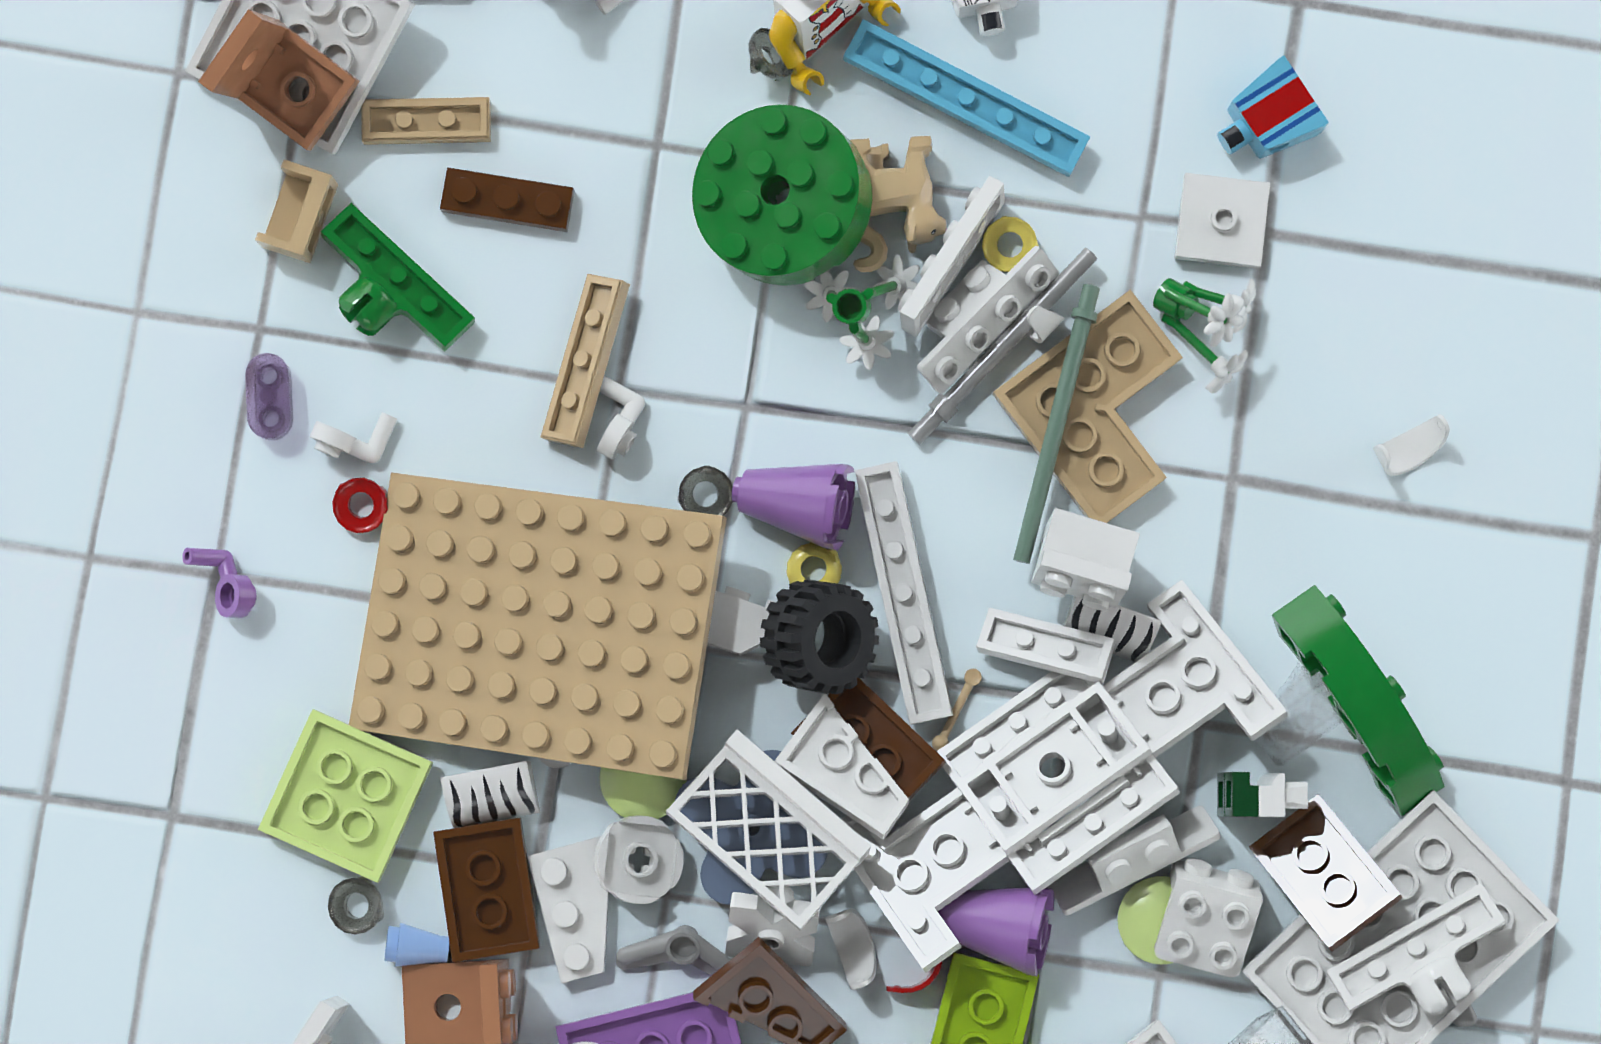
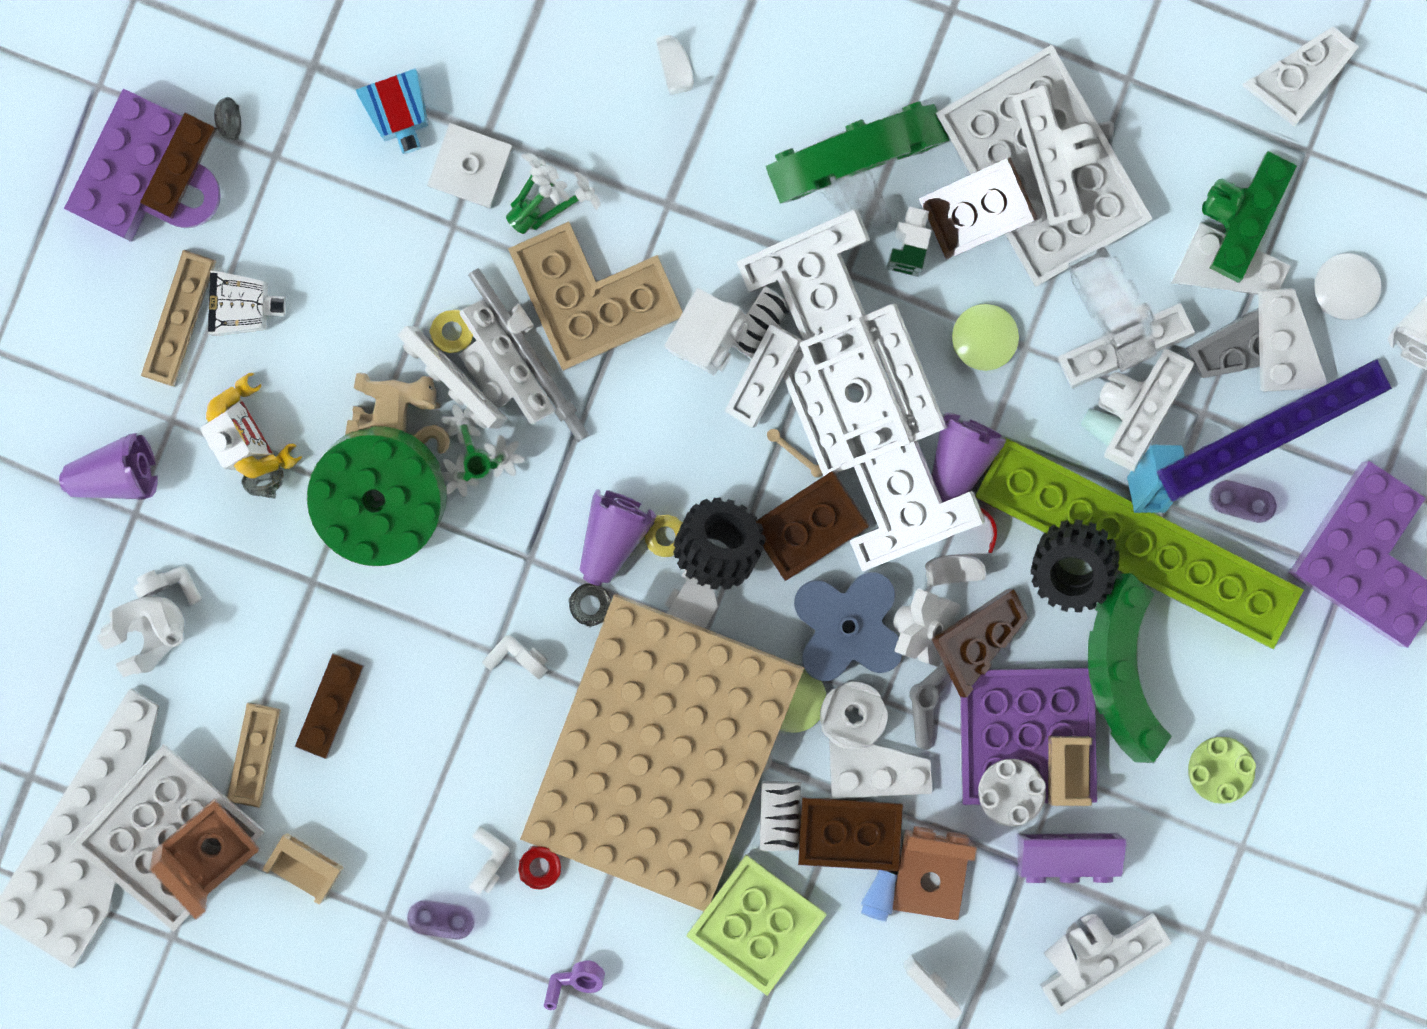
camera: 80 degrees left, 5 degrees up
(339, 910) = (840, 948): clear smoke piece -> none
(391, 283) = (375, 808): green plate -> none
(585, 360) = (467, 673): tan tile -> none
(792, 799) = (838, 589): white fence -> none
(840, 770) = (821, 551): white wing -> none
(903, 593) = (698, 472): white plate -> none
(966, 98) = (331, 338): medium azure plate -> none
(1083, 317) = (521, 288): sand green bar -> none
(1134, 857) = (935, 346): white bracket -> none
(1208, 917) = (991, 302): white bracket -> none

